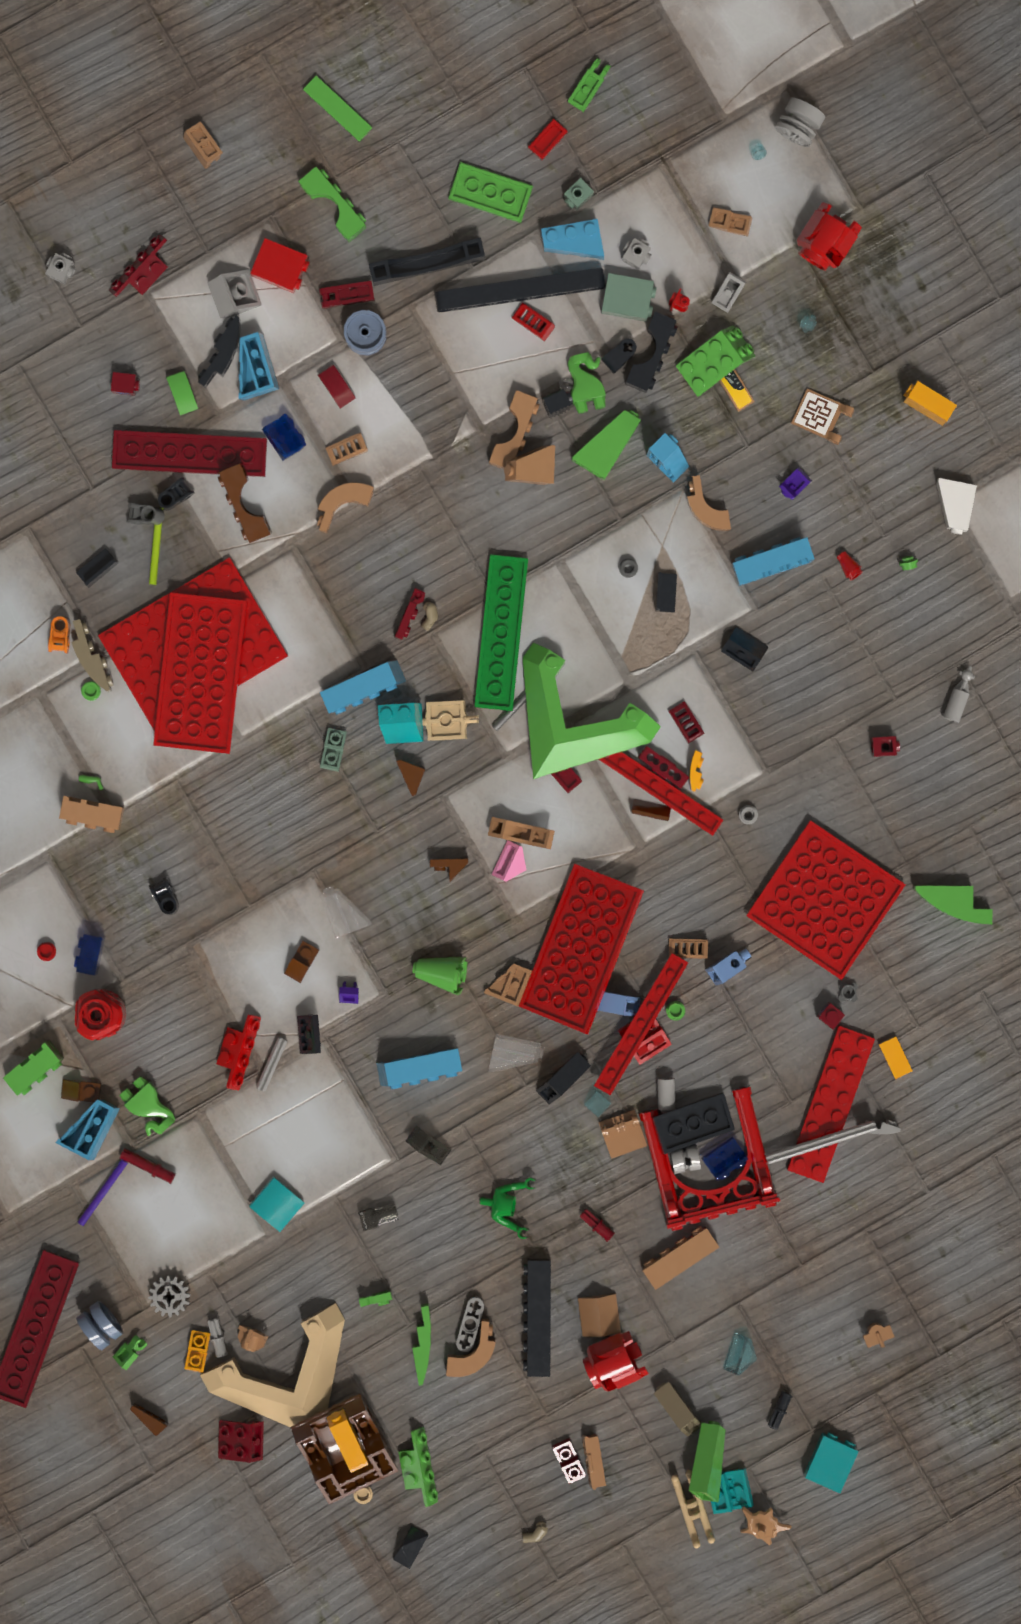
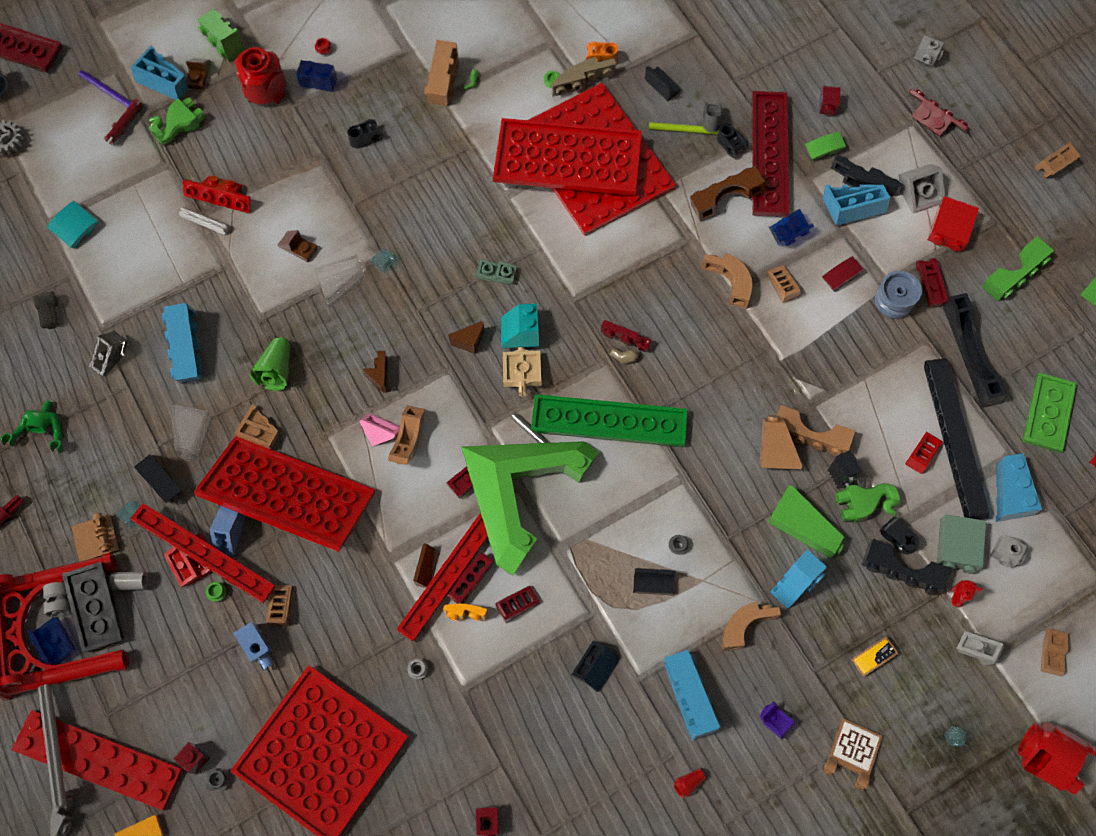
camera: 90 degrees right, 20 degrees down
(309, 1034) = (226, 248): black bracket -> none
(318, 870) = (382, 260): none -> clear light blue slope
(349, 994) = (261, 284): dark purple tile -> none
(363, 686) = (556, 295): dark azure wedge -> none
(578, 194) = (1061, 494): sand green brick -> none
(715, 359) = (907, 633): bright green bracket -> none

